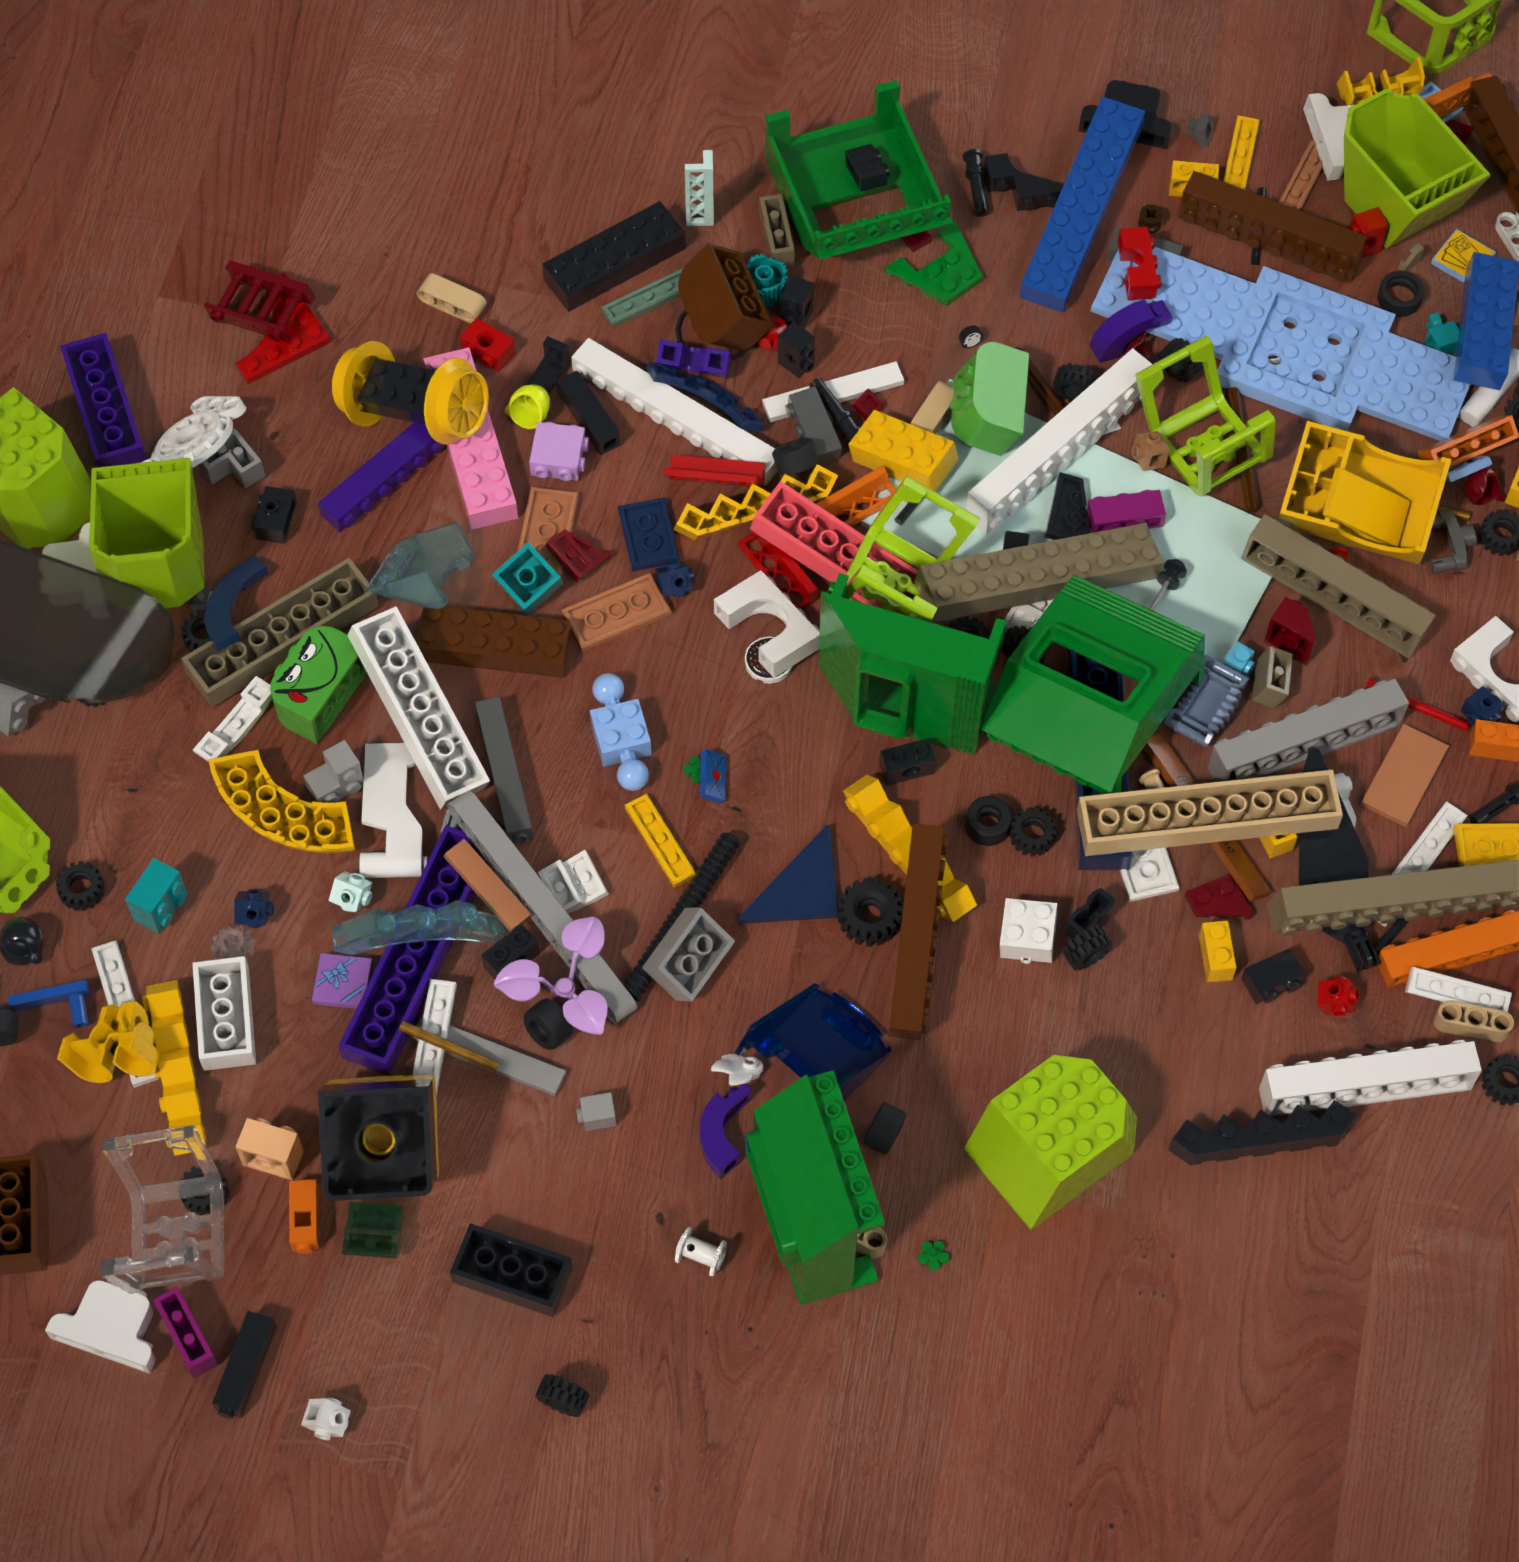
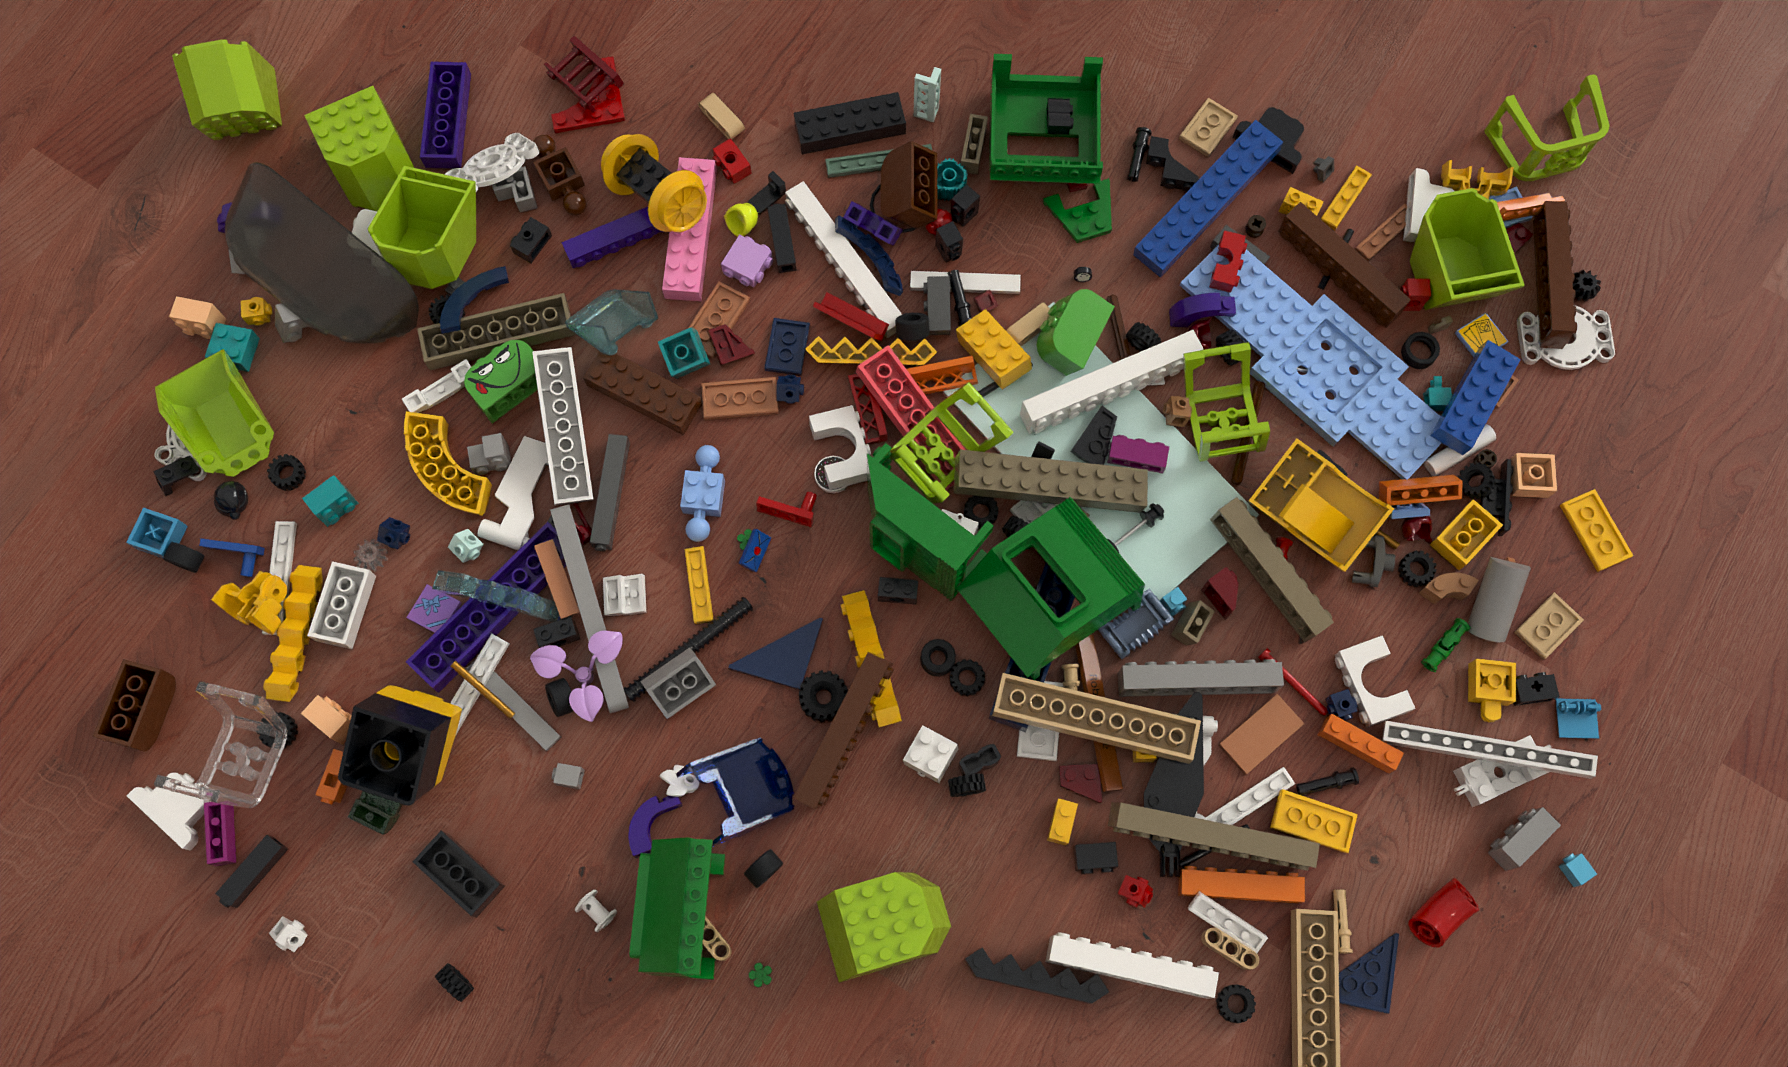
camera: 20 degrees right, 10 degrees up
(280, 427) = (559, 174): none -> reddish brown brick
(733, 719) = (798, 515): none -> red piece
(1045, 128) = (1208, 127): none -> tan tile

